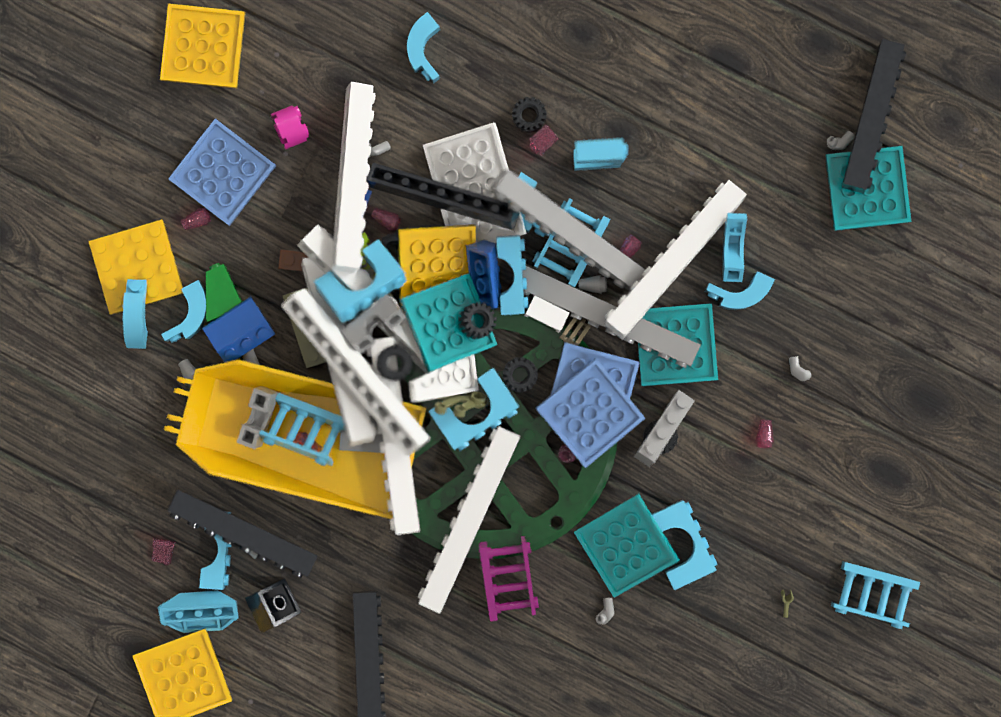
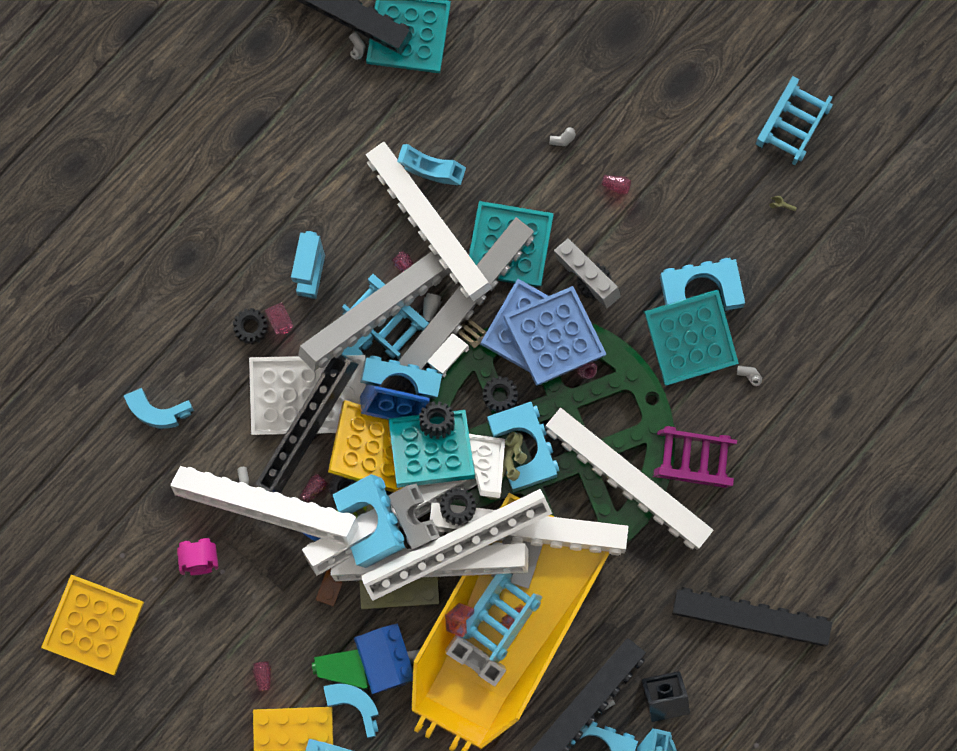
camera: 70 degrees left, 10 degrees down
(187, 370) = (411, 721): light grey cone -> none
(222, 172) = (223, 637): medium blue plate -> none
(291, 390) = (457, 619): none -> clear pink panel
(753, 294) = (479, 159): medium azure arch -> none

